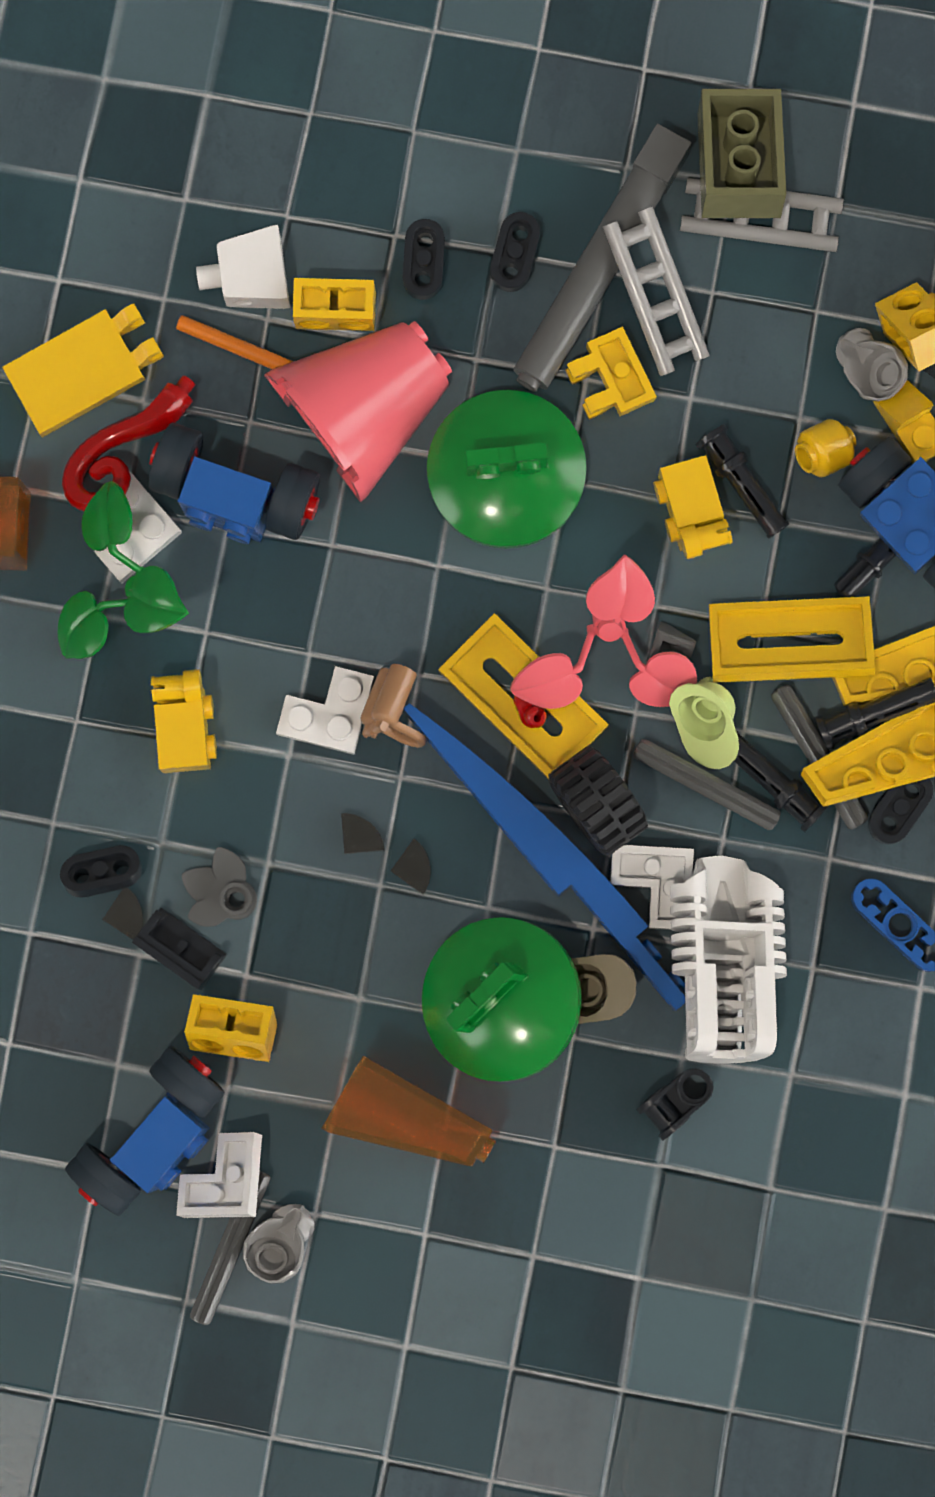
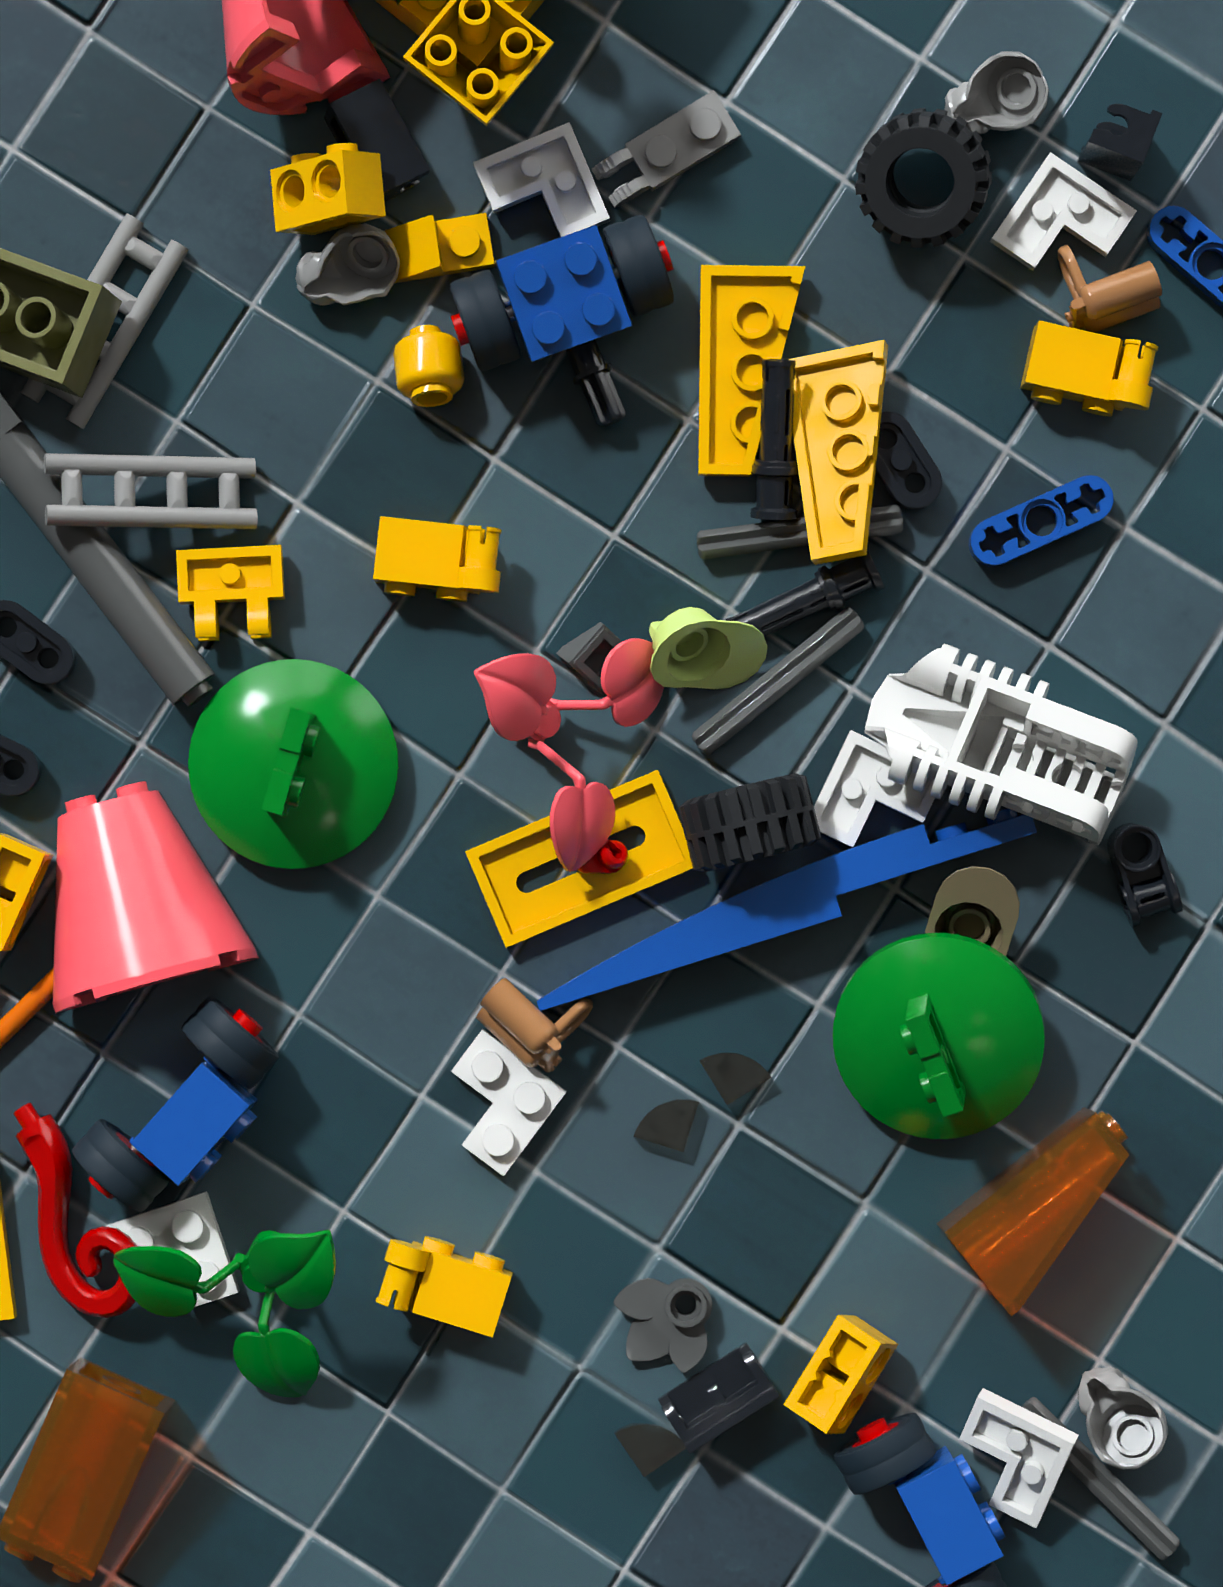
camera: 70 degrees left, 5 degrees up
(102, 869) = (584, 1453): black plate -> none
(732, 465) = (404, 487): black pin -> none
(842, 616) = (641, 434): yellow piece -> none

